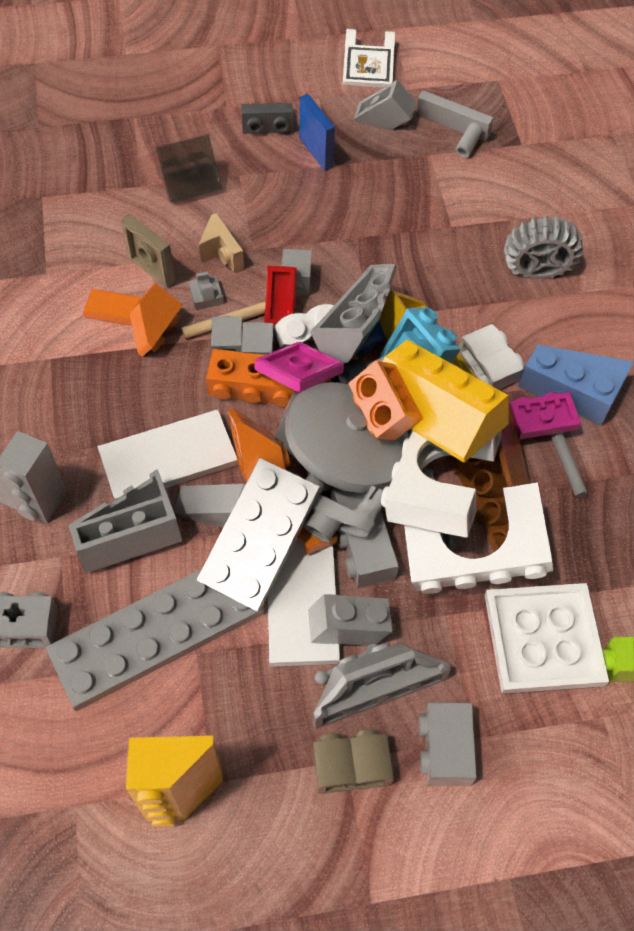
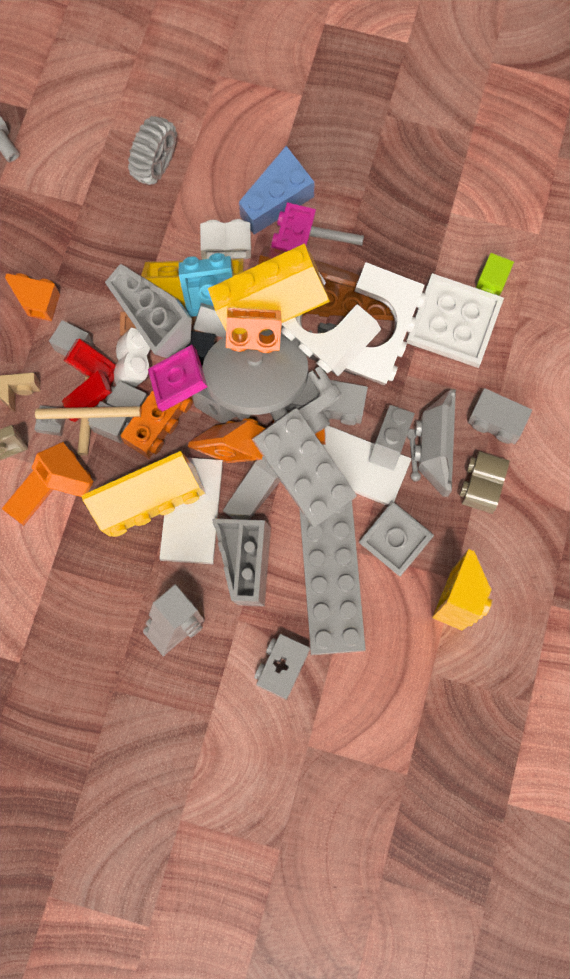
camera: 60 degrees left, 15 degrees up
(157, 395) = (144, 494): none -> yellow slope
(223, 310) = (89, 412): none -> tan bar
(229, 685) = (396, 539): none -> light grey tile
(244, 305) = (88, 393): none -> red tile
(326, 223) = (37, 297): none -> orange slope

